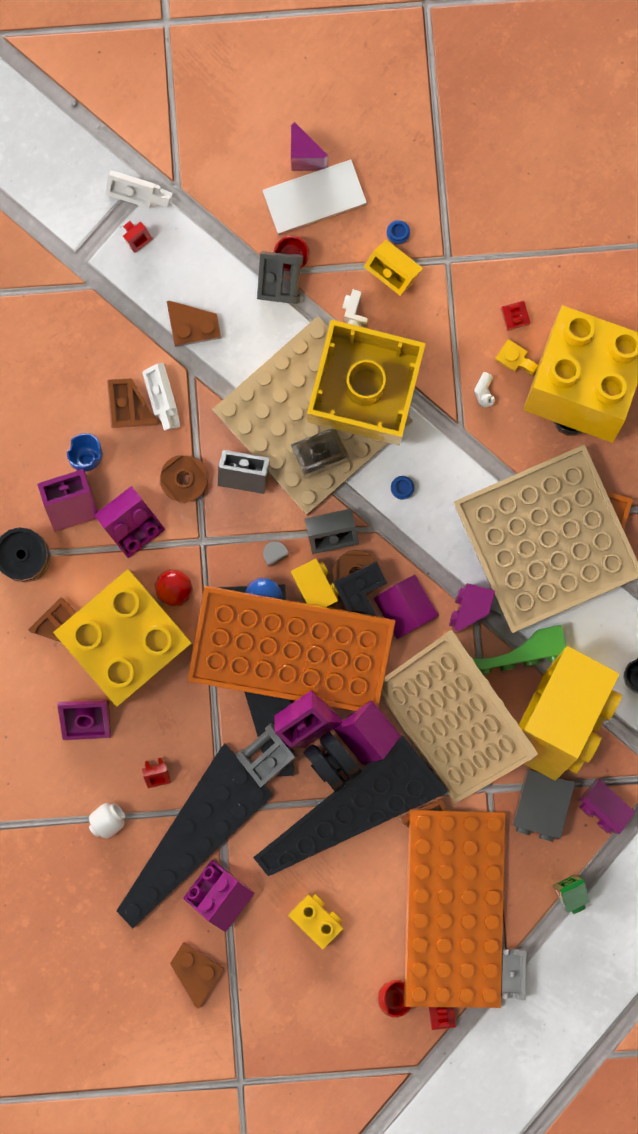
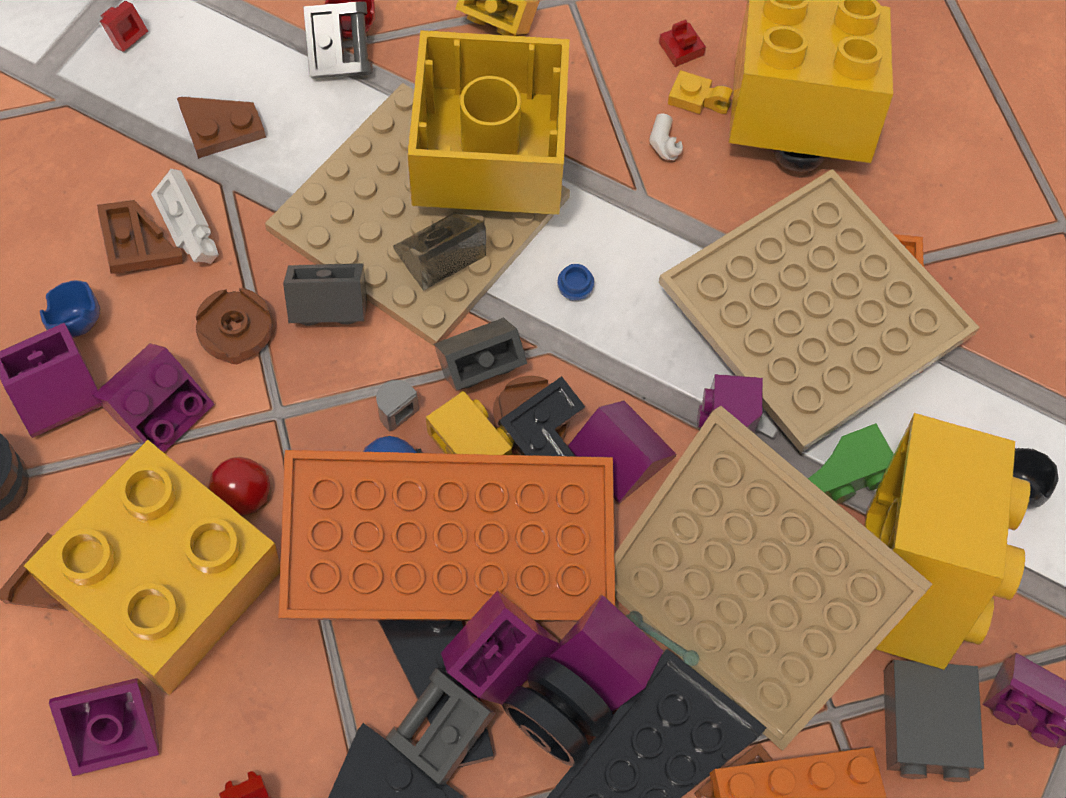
camera: 15 degrees left, 20 degrees down
(389, 713) = (689, 657): none -> clear light blue hinge

